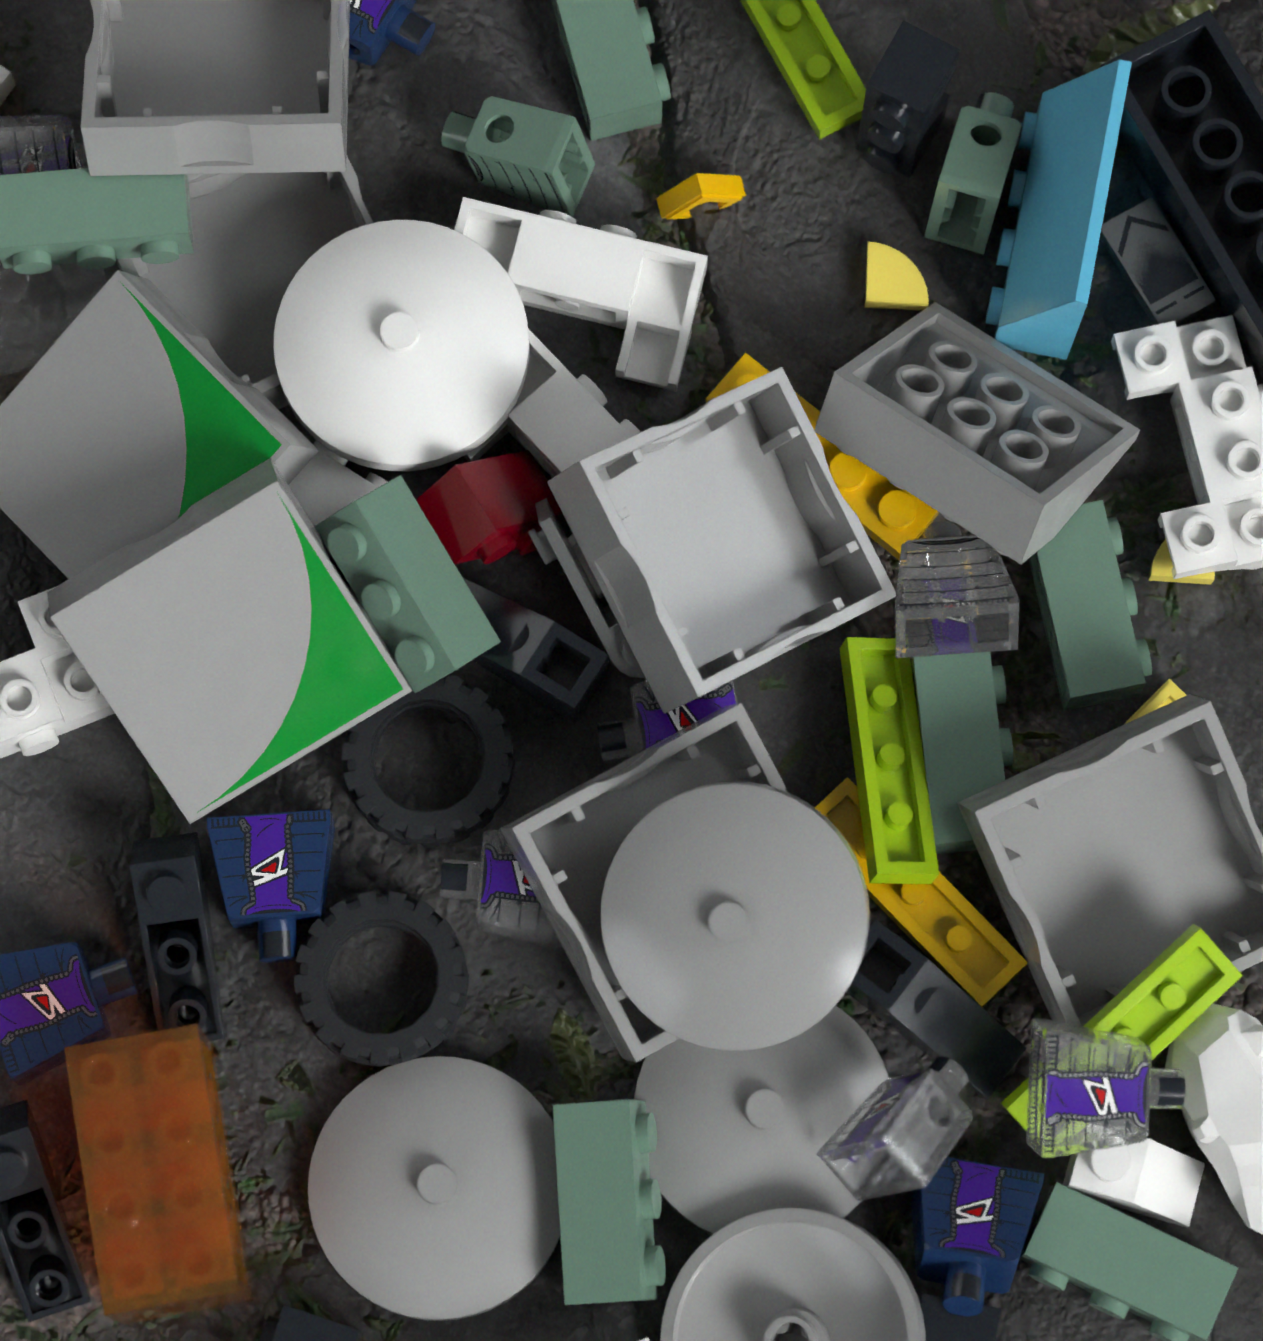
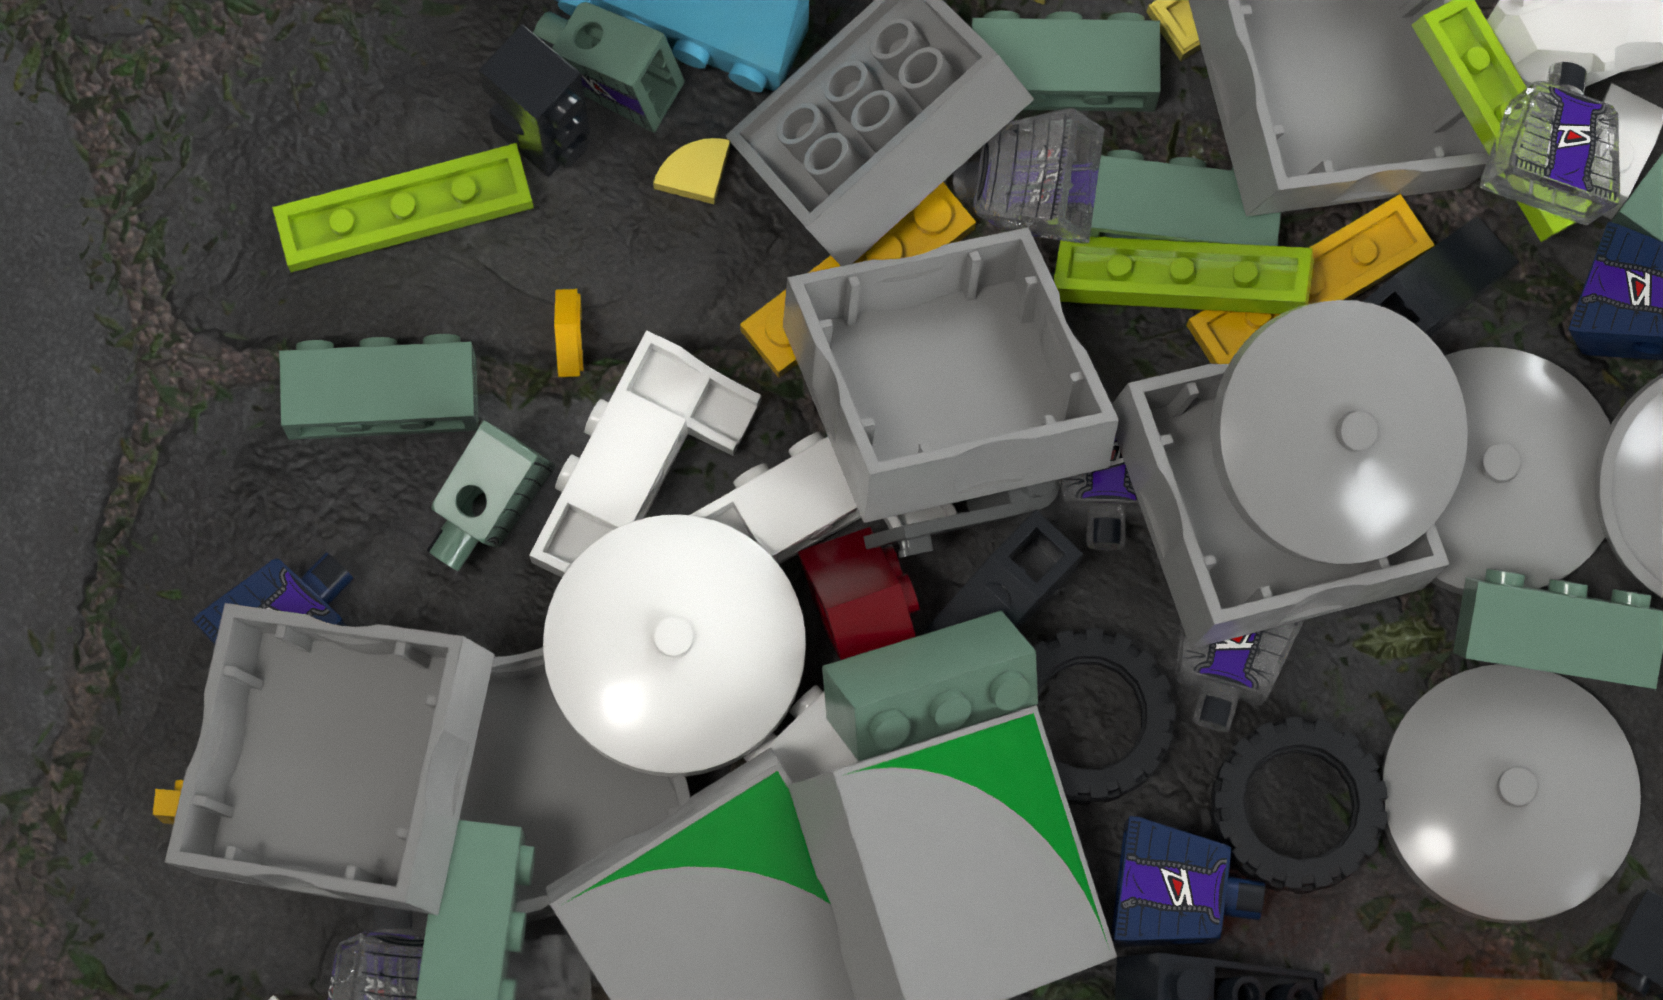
camera: 80 degrees left, 0 degrees up
(900, 1132) = (1551, 339): clear torso -> none

